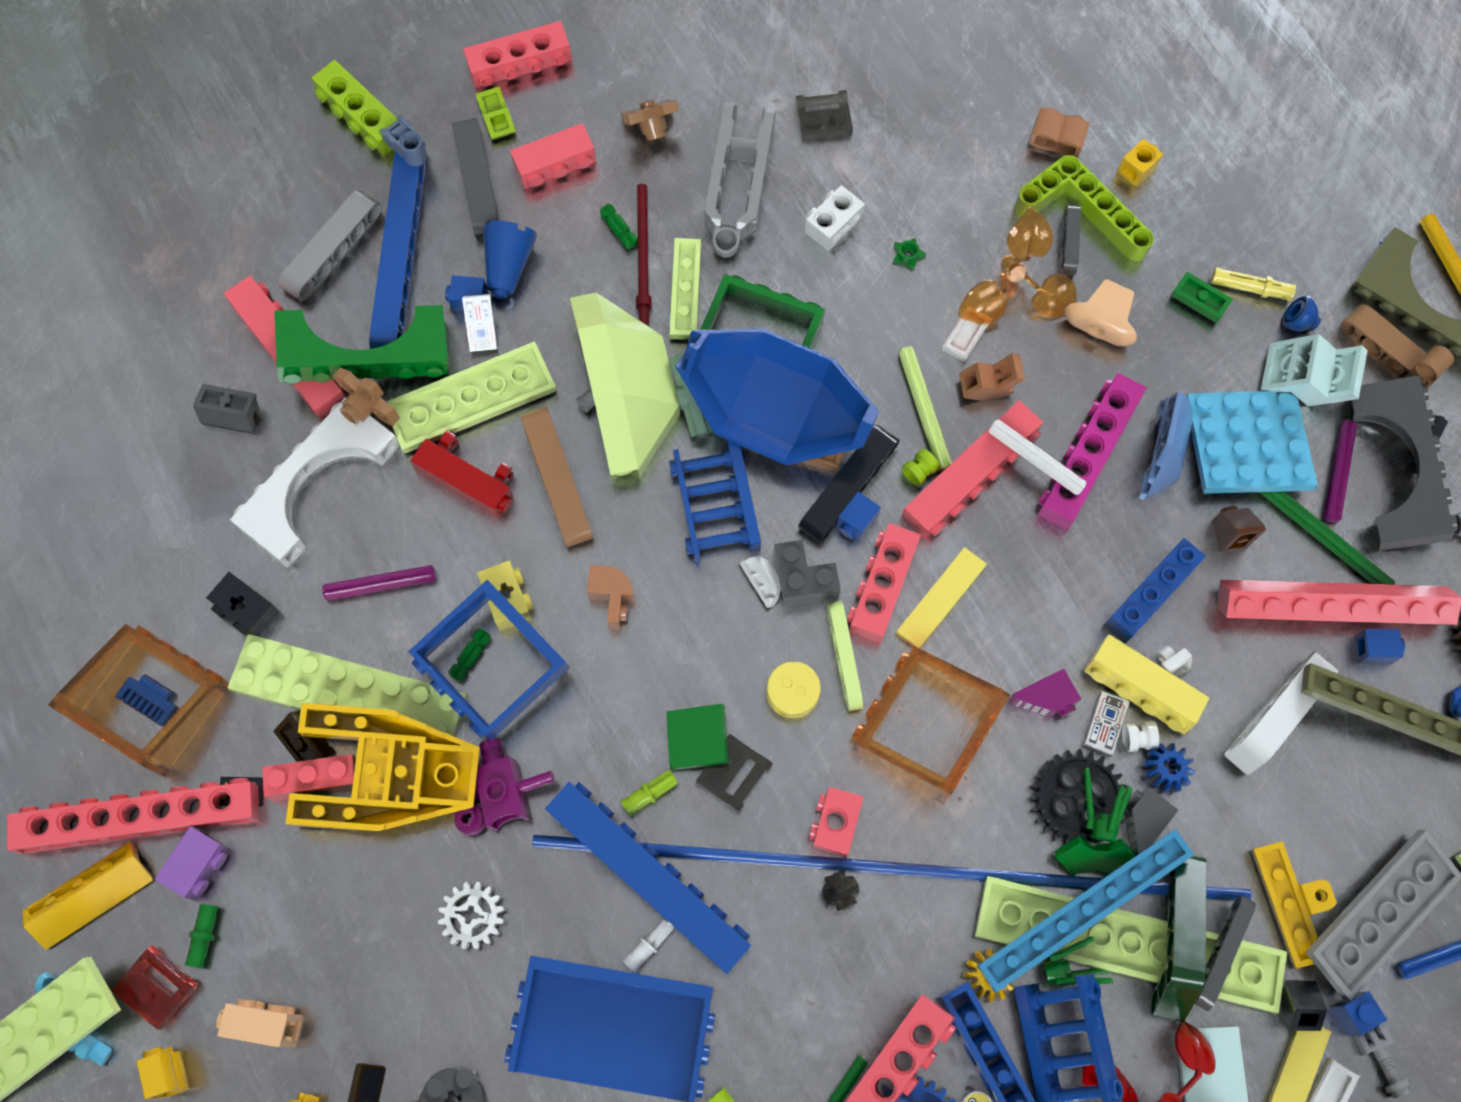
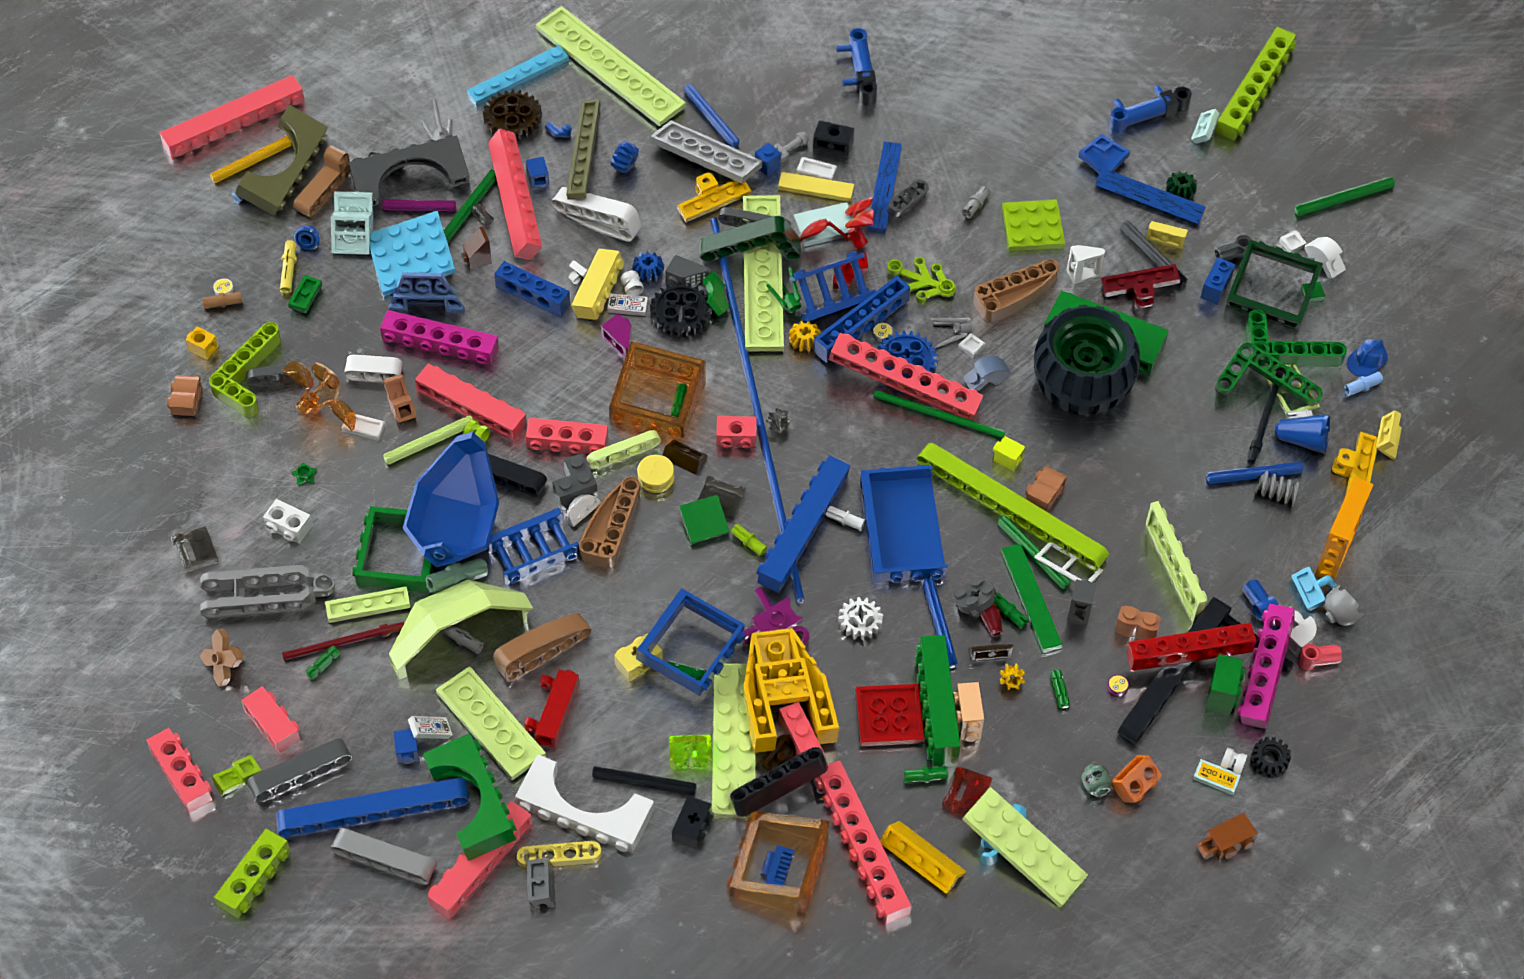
camera: 105 degrees left, 15 degrees down
(162, 1073) = (1017, 758): yellow brick -> none
(192, 864) = (881, 793): medium lavender brick -> none
(240, 735) = (779, 781): none -> black beam
(259, 439) = (559, 850): none -> light yellow beam
(291, 985) = (937, 701): none -> green brick
(309, 912) = (889, 715): none -> red plate
(327, 564) = (644, 780): none -> black axle
(347, 641) = (683, 745): none -> clear neon green brick
(363, 399) = (517, 775): medium nougat plant -> none
(379, 582) = (649, 742): magenta axle -> none
(405, 141) = (283, 818): sand blue piece -> none
(433, 1034) = (939, 618): none -> blue axle
(505, 255) = (369, 724): blue cone -> none
(611, 585) = (615, 591): nougat brick -> none
(723, 598) = (604, 525): none -> medium nougat beam
(818, 740) = (684, 456): none -> dark brown slope
(858, 517) = (524, 457): blue brick -> none
(916, 754) = (678, 401): none -> green axle
(941, 598) = (567, 405): light yellow tile -> none
(1037, 457) = (456, 360): white axle -> none
(1056, 359) = (372, 368): none -> white beam
(1084, 911) = (753, 288): dark azure plate -> none
(1105, 314) = (333, 342): light nougat piece -> none
(1106, 826) = (698, 287): green plant -> none
(1209, 197) = (222, 300): none -> medium nougat pin
(1231, 203) = (223, 286): none -> tile
(1303, 1005) = (771, 183): black brick -> none
(1315, 550) = (479, 211): none -> clear smoke pin
(1389, 781) = (624, 157): none -> blue gear

